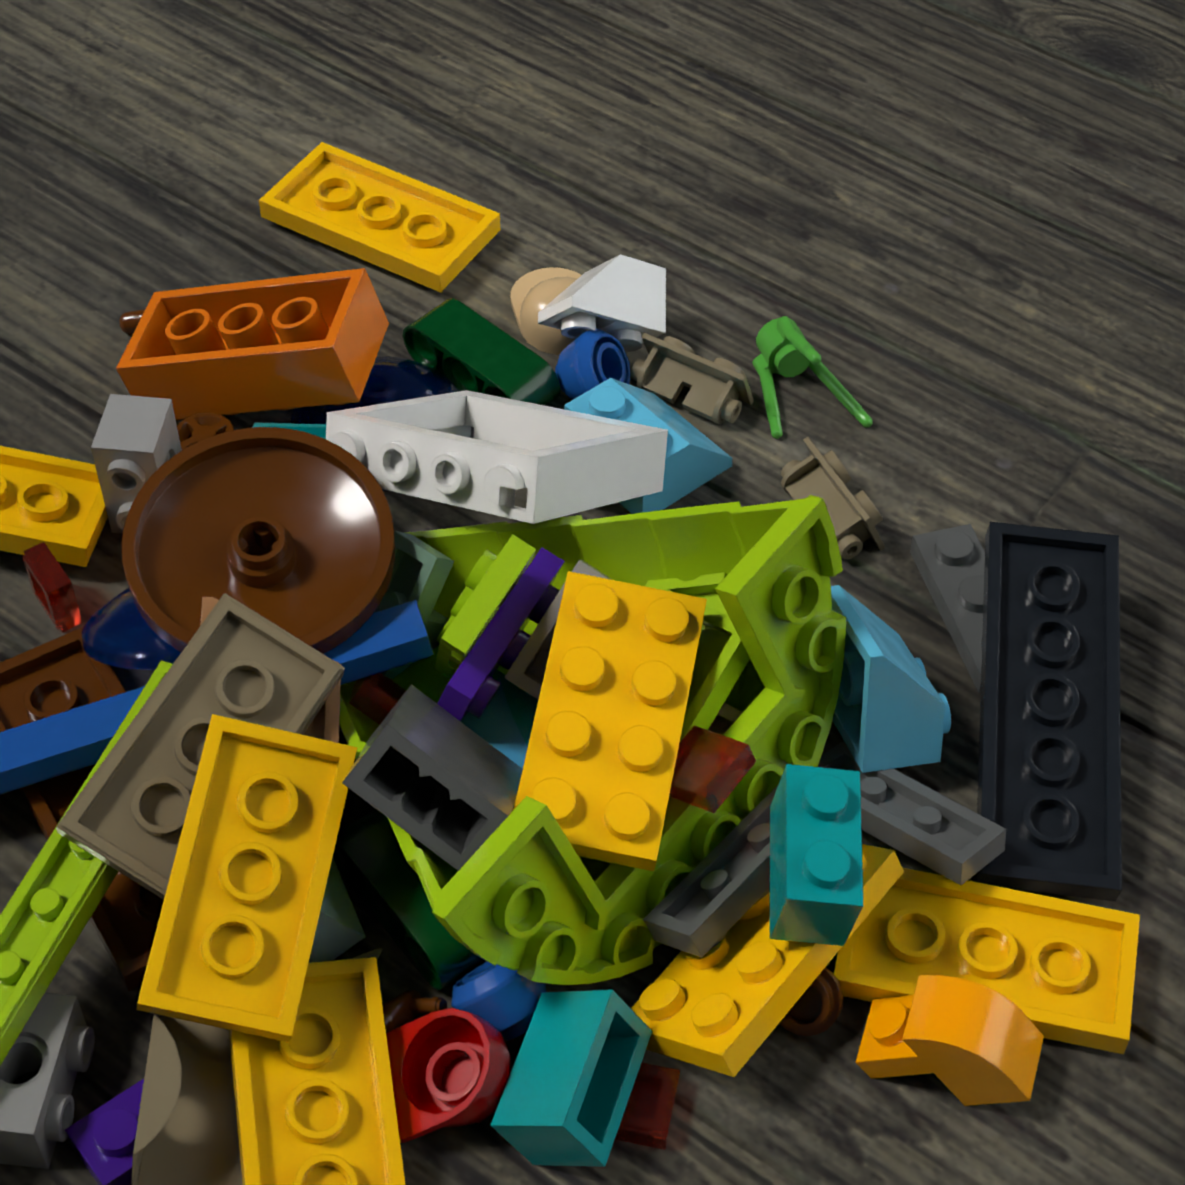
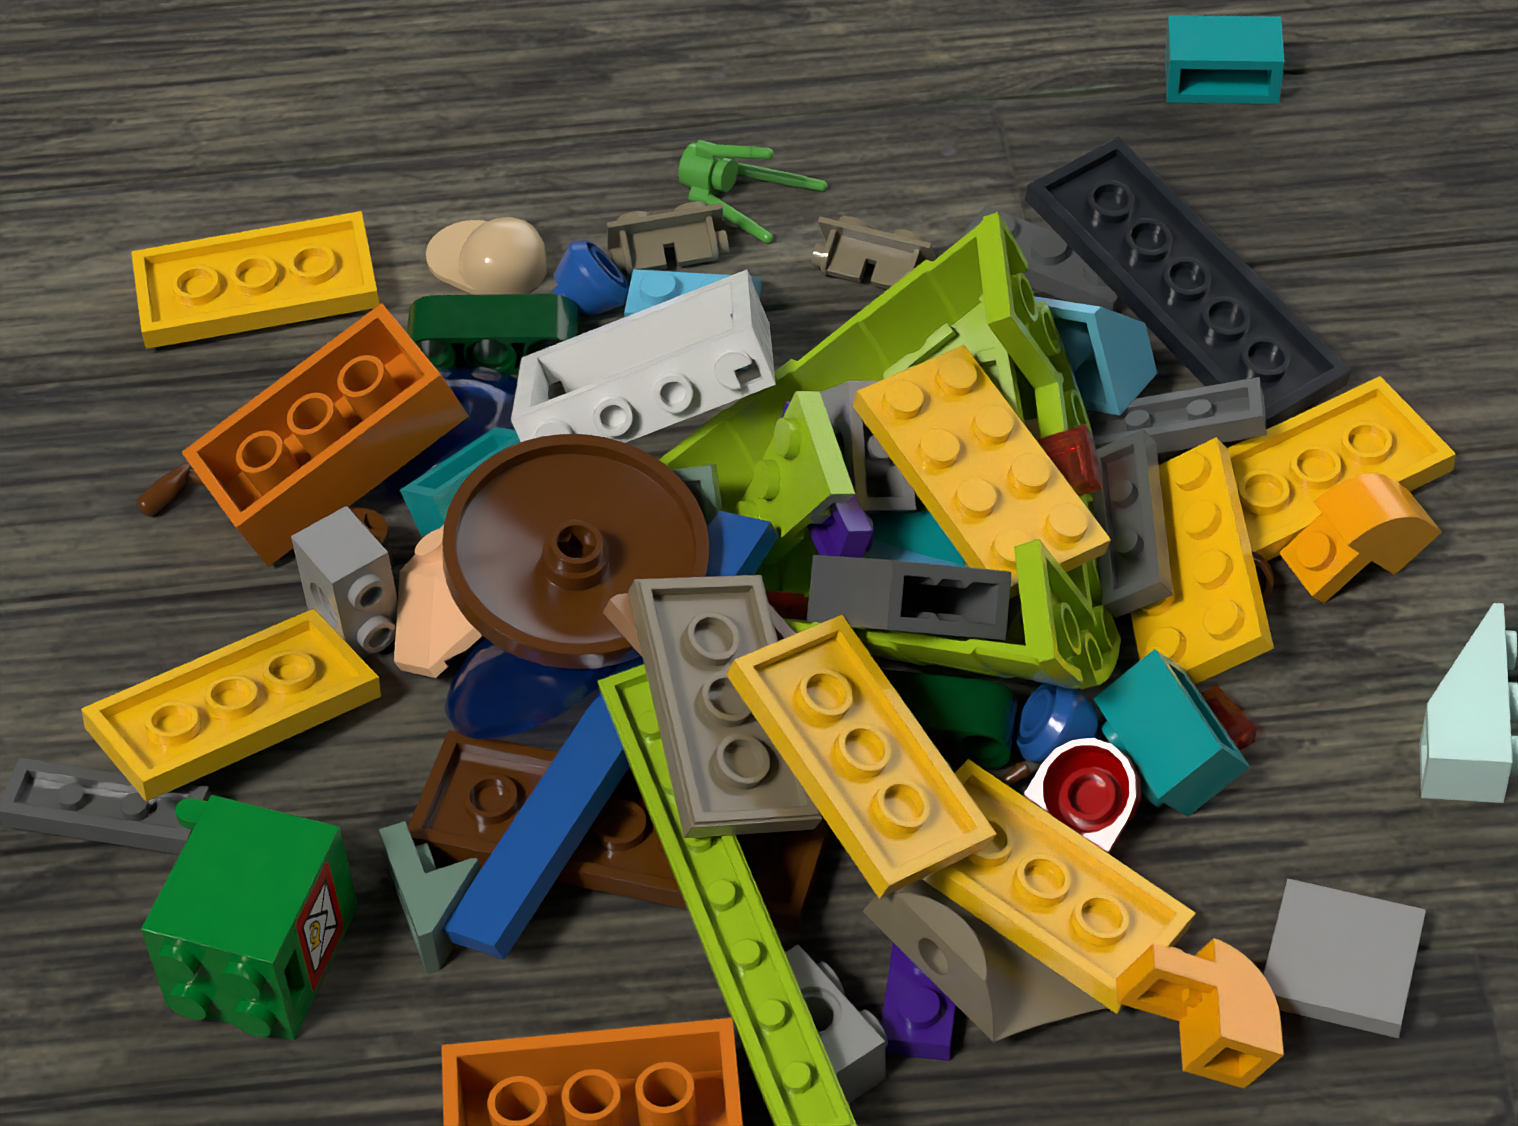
camera: 40 degrees left, 0 degrees up
(52, 587) = (379, 726): clear red tile -> none
(617, 297) = (553, 214): white slope -> none
(815, 855) = (1194, 465): teal brick -> none

